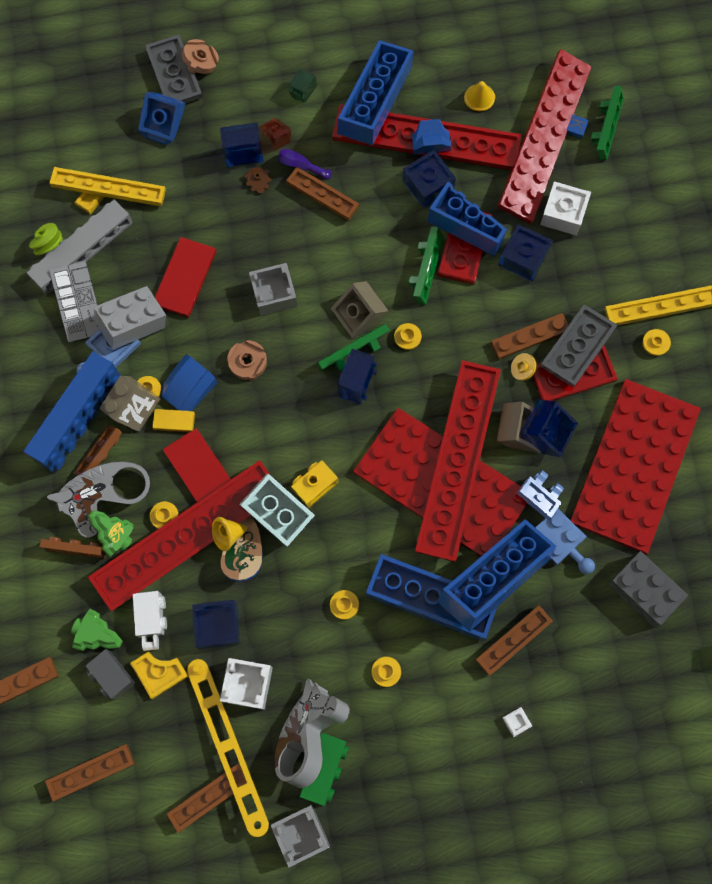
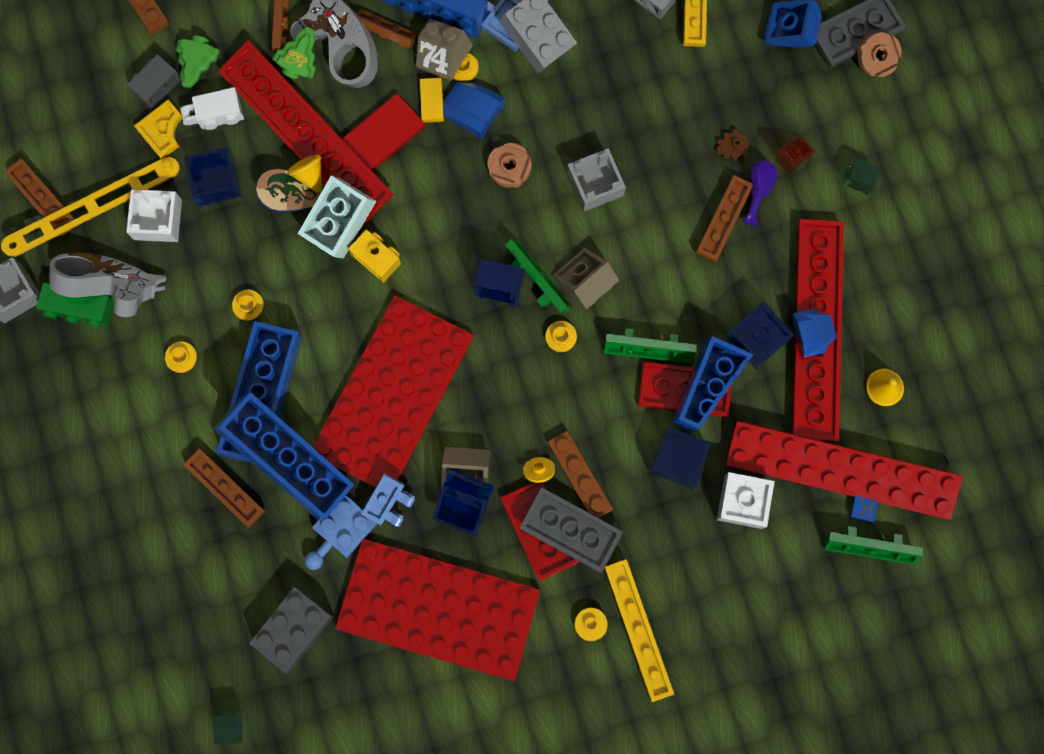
camera: 80 degrees right, 5 degrees up
(90, 772) = (57, 80): dark orange plate -> none
(163, 513) = (327, 106): yellow piece -> none
(185, 276) = (600, 84): red tile -> none
(241, 144) = (768, 117): clear blue container -> none
(375, 92) = (861, 258): blue brick -> none
(458, 462) = (416, 405): red plate -> none
(517, 722) = (140, 500): white tile -> none

